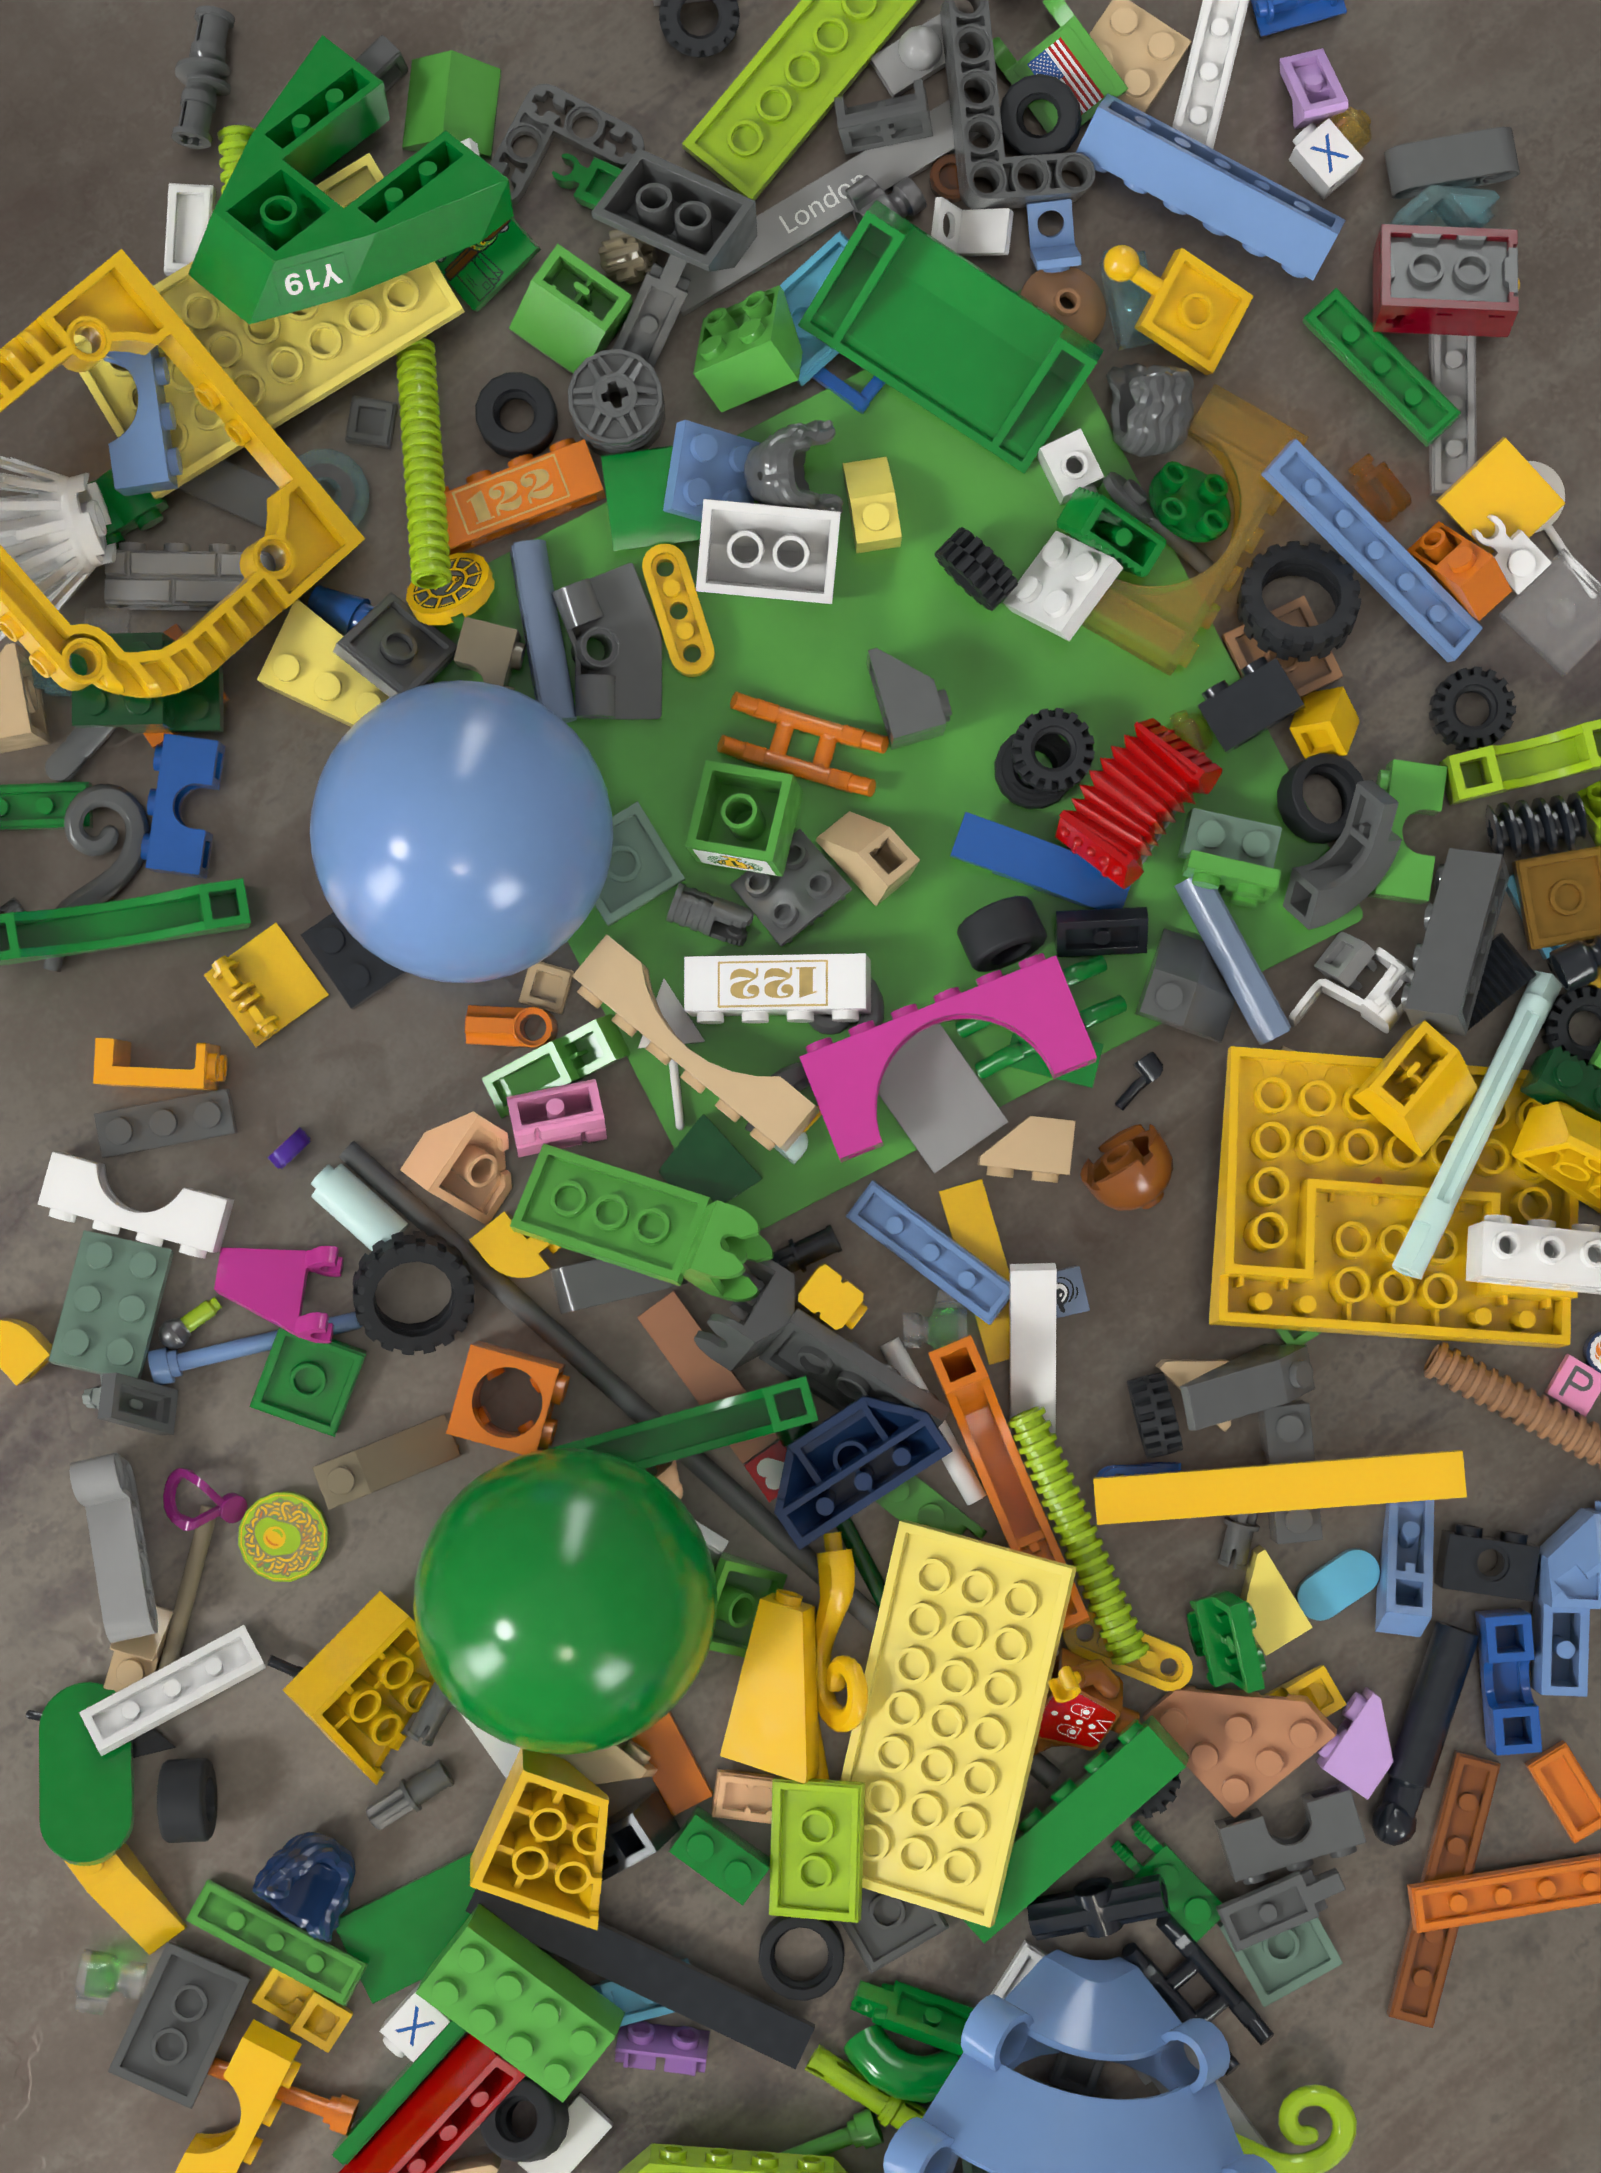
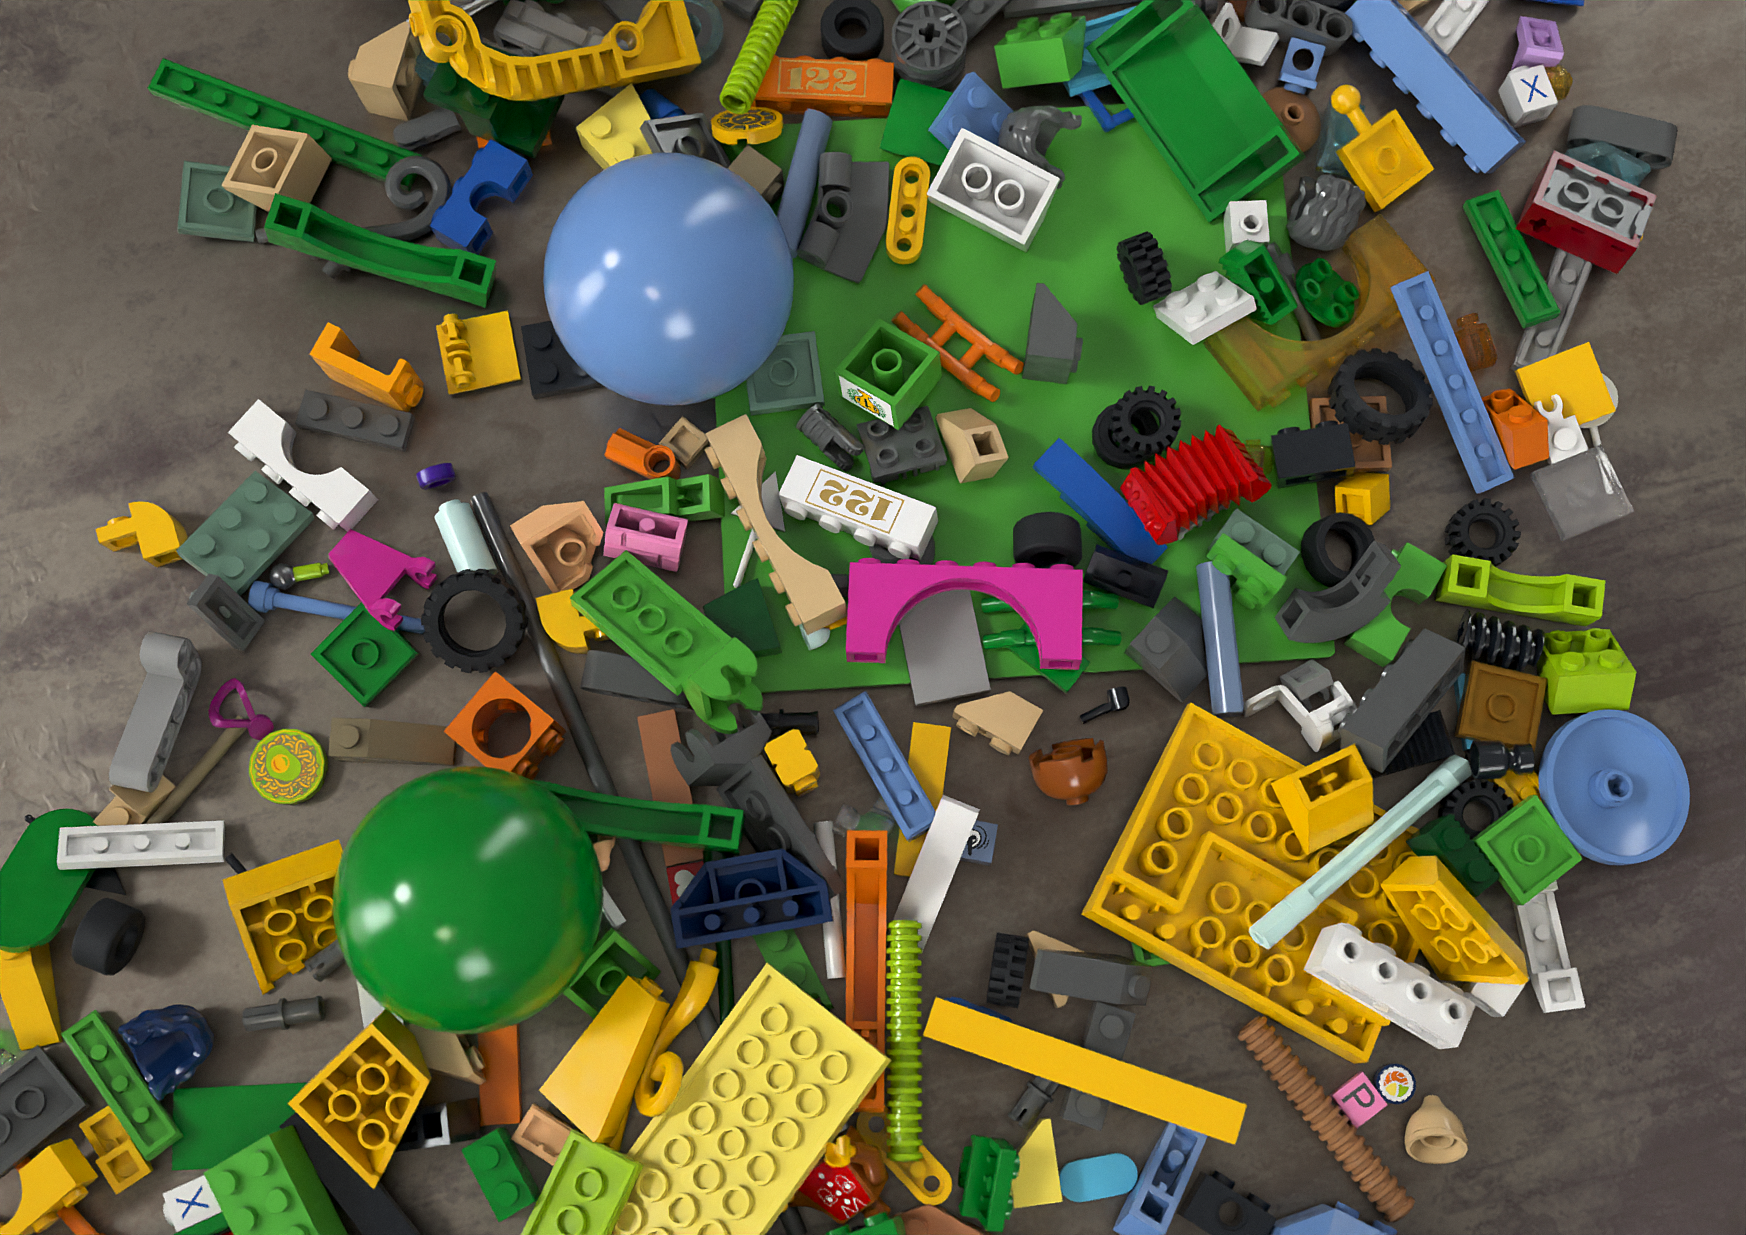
camera: 20 degrees right, 10 degrees down
(872, 505) = (1084, 198): light yellow slope -> none

